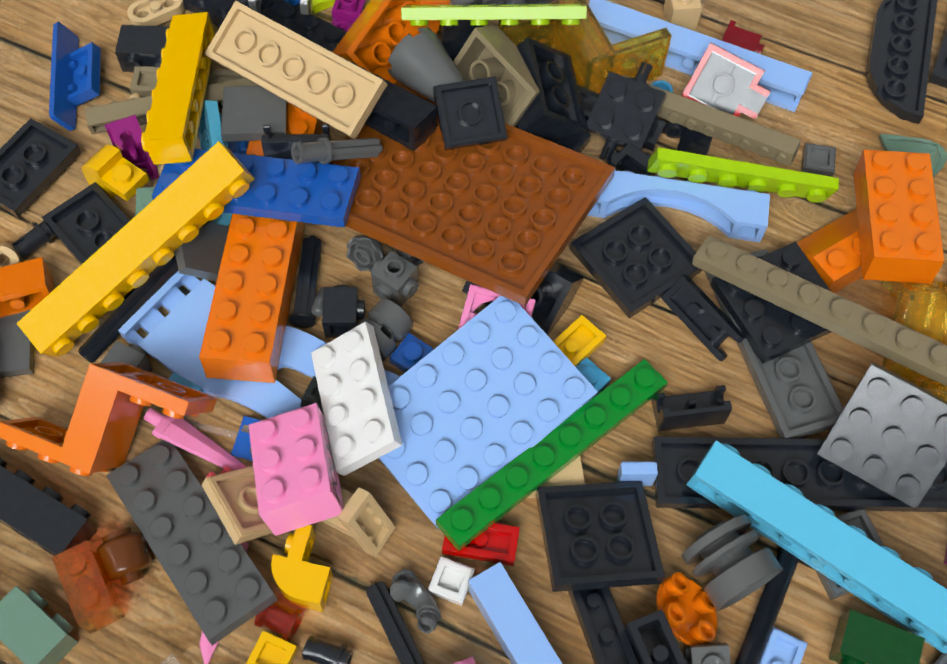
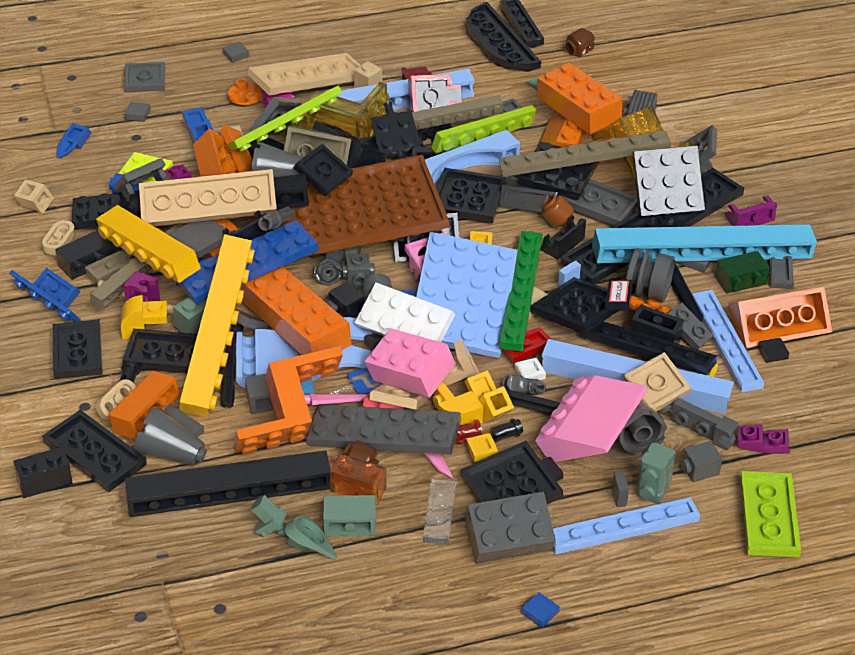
camera: 40 degrees left, 20 degrees down
(345, 592) = (495, 401): none -> yellow brick
(650, 569) = (619, 295): none -> tile
(716, 362) = (557, 210): none -> dark orange head

